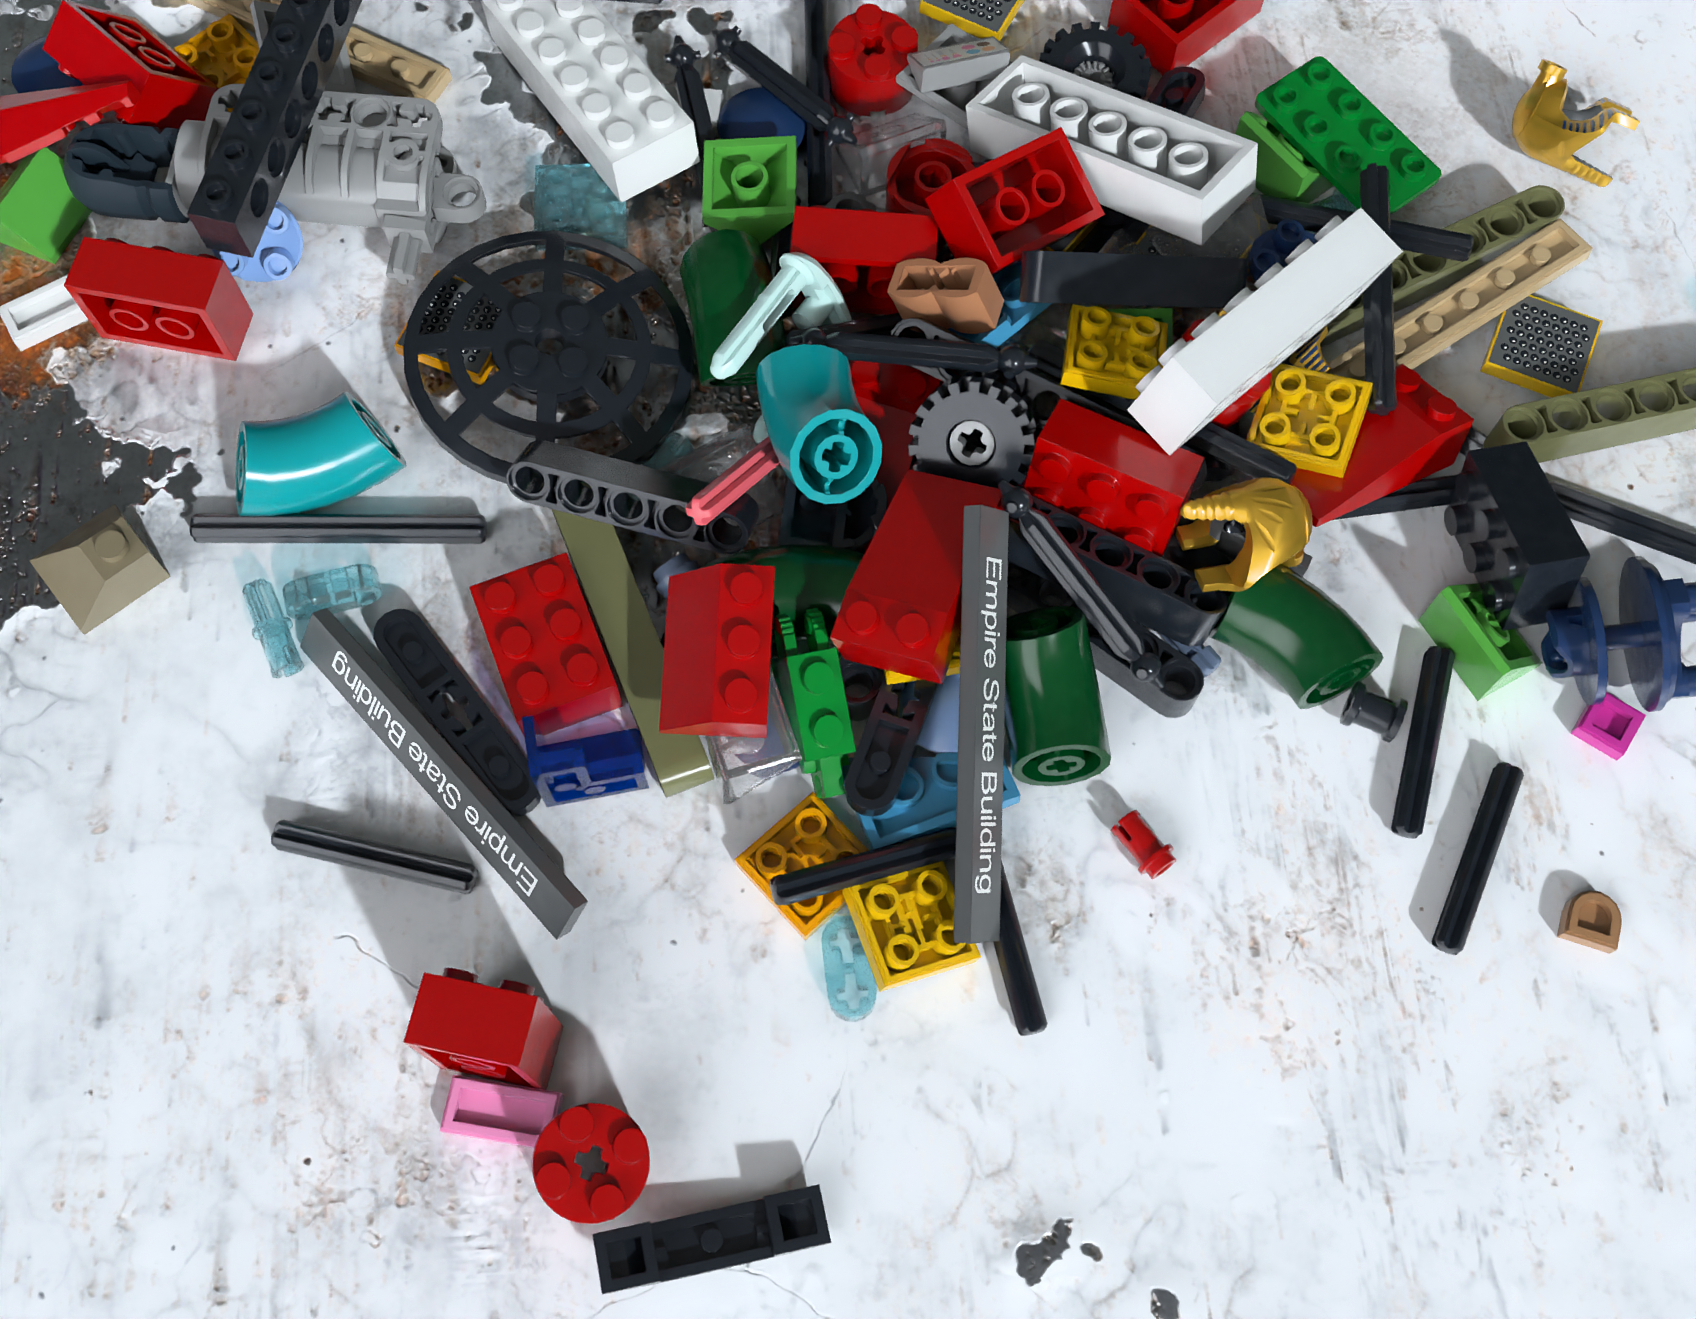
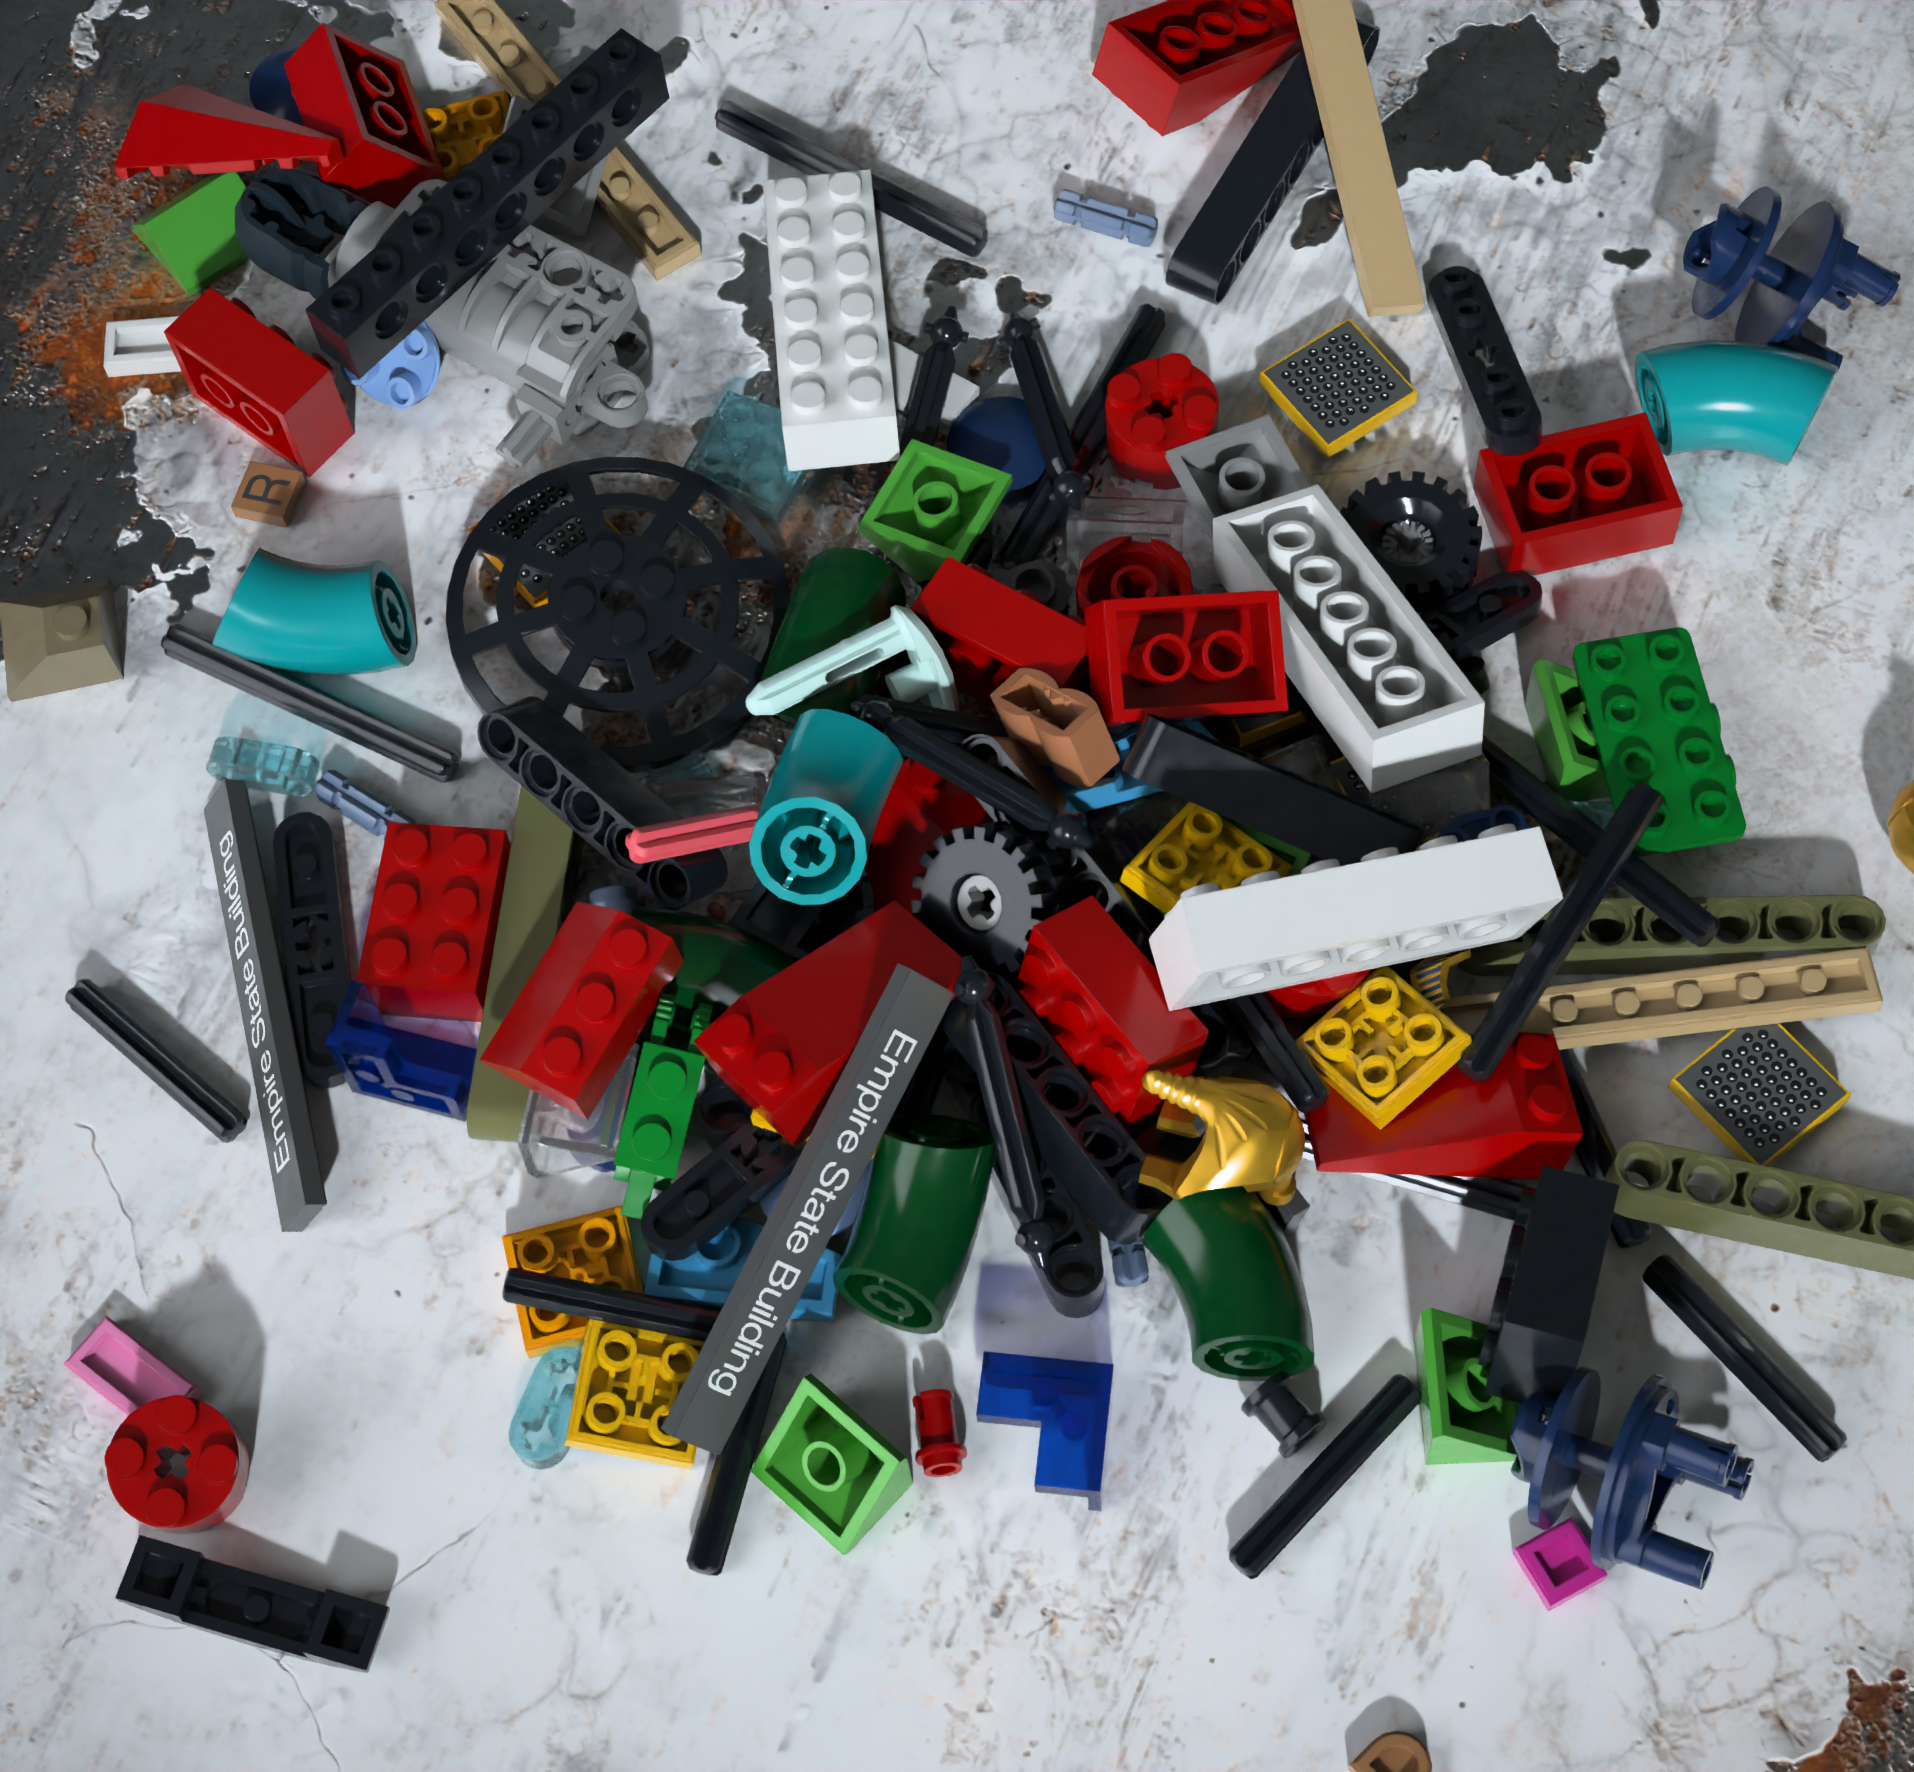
camera: 35 degrees right, 5 degrees down
(211, 385) = (268, 494): none -> medium nougat tile
(272, 628) = (185, 777): clear light blue axle -> none
(429, 588) = (358, 803): none -> sand blue axle
(484, 1028) = (147, 1278): red brick -> none
(958, 64) = (1240, 465): light grey slope -> none
(1086, 905) = (831, 1466): none -> bright green slope
(1231, 776) = (1069, 1405): none -> clear blue panel
(1477, 858) = (1306, 1634): black axle -> none

